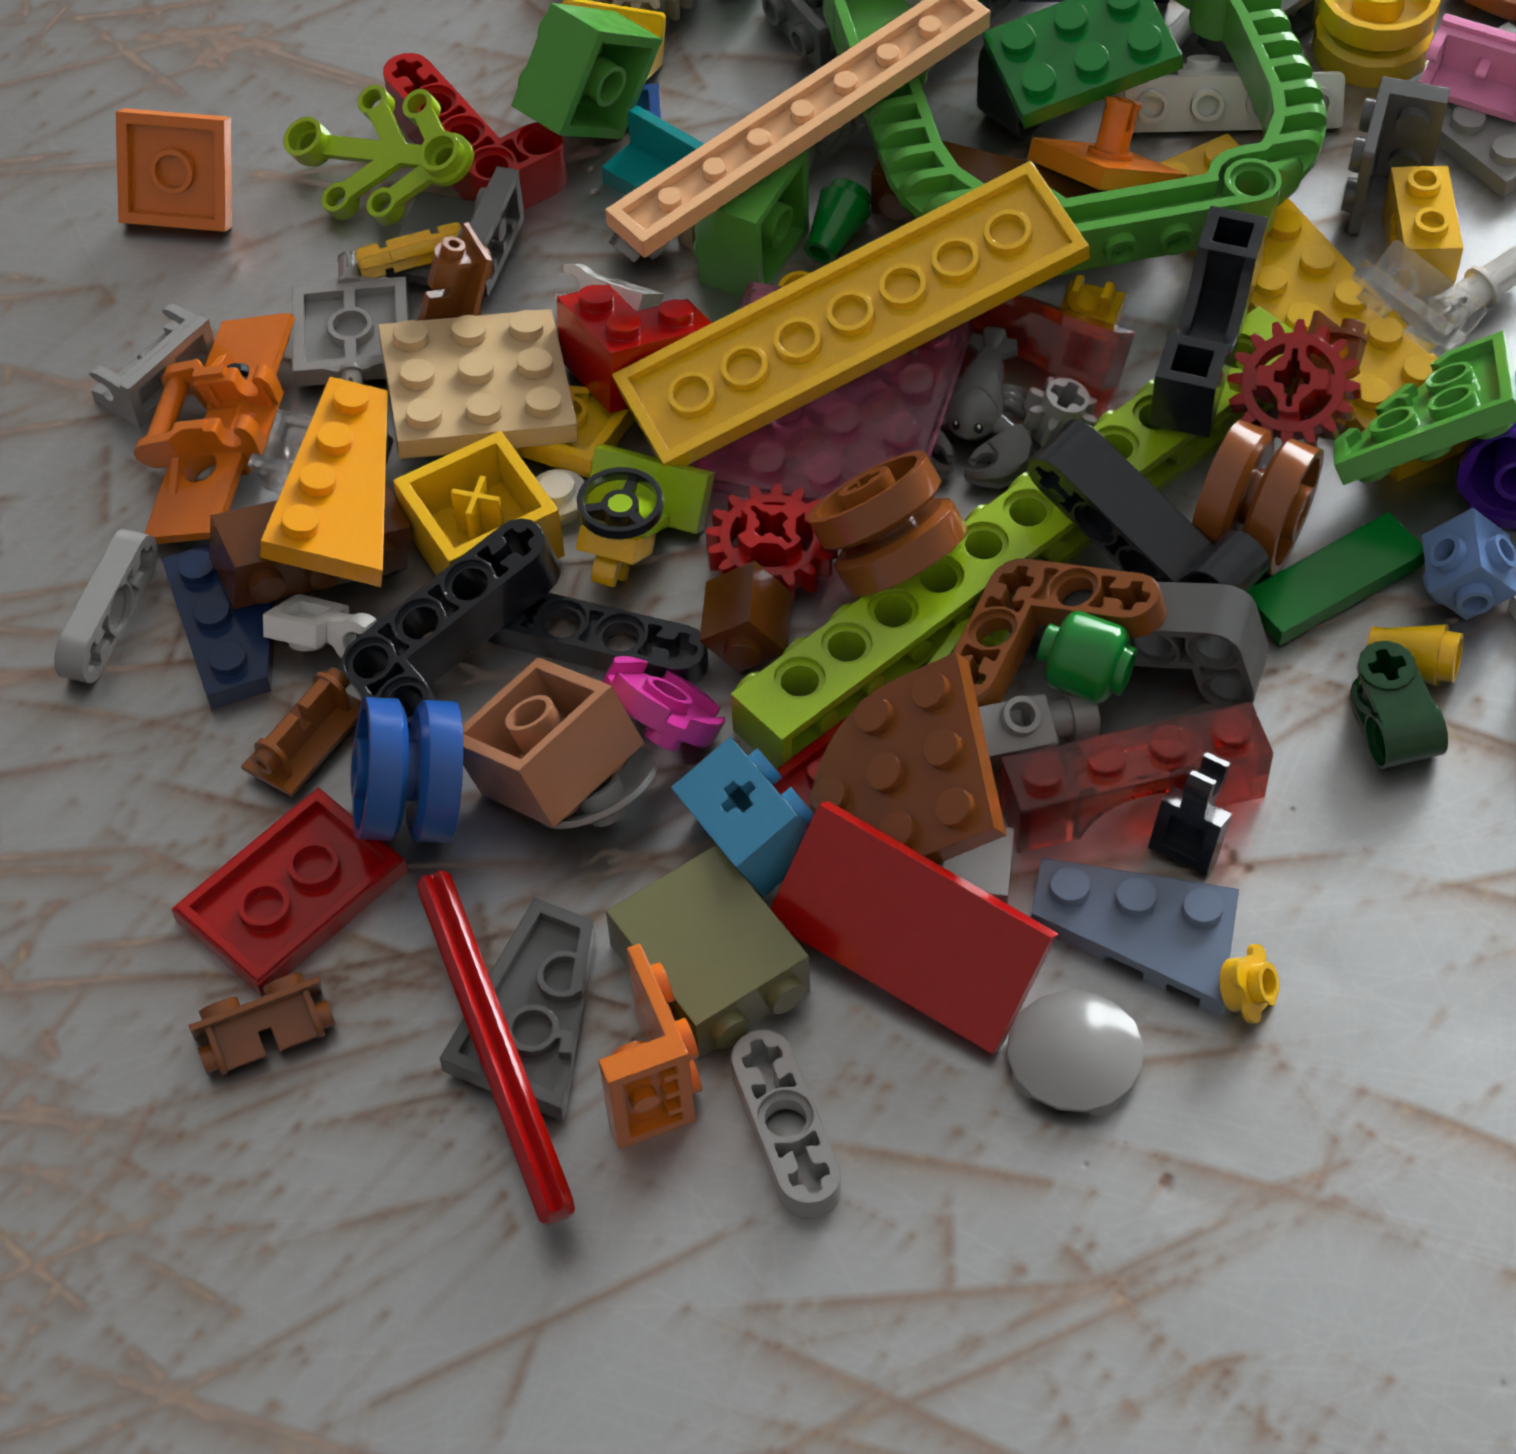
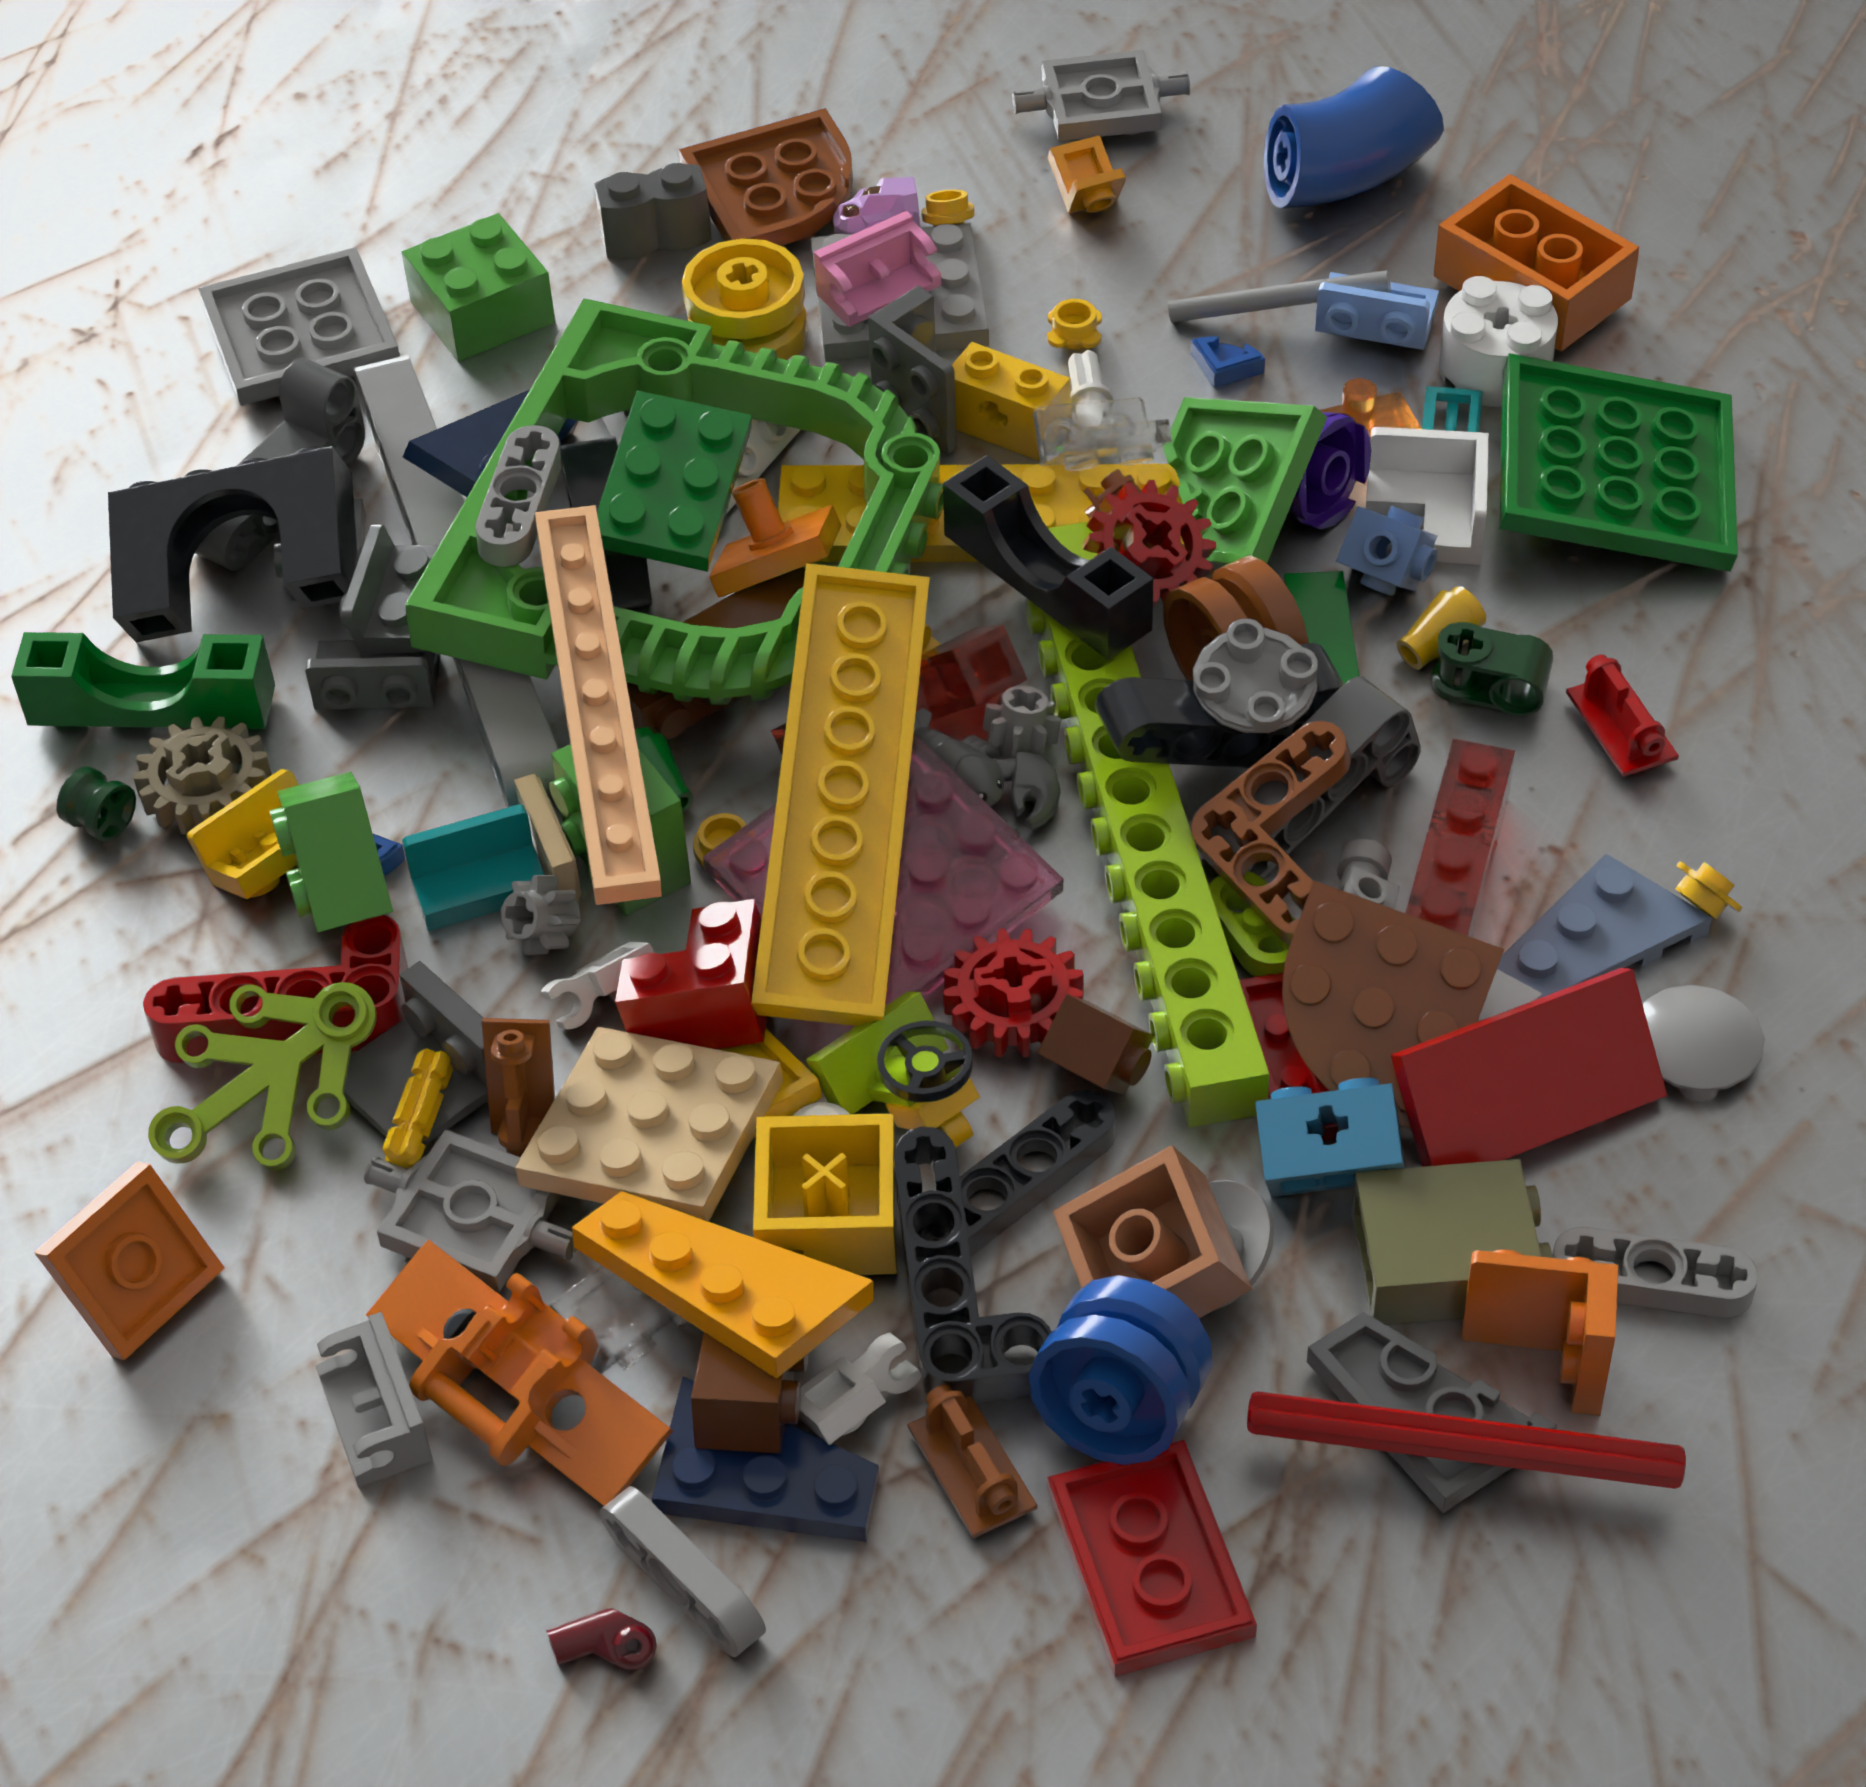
camera: 60 degrees left, 5 degrees down
(38, 592) = (607, 1635): none -> dark red arm
(284, 1010) = (1303, 1608): dark orange hinge -> none
(668, 706) = (1134, 1144): dark pink plate -> none
(887, 524) = (1095, 880): dark orange wheel -> none
(1087, 657) = (1341, 815): green head -> none
(1178, 519) = (1255, 679): none -> light grey dish
(1188, 821) = (1535, 844): black plate -> none
(1420, 835) = (1620, 718): none -> red hinge

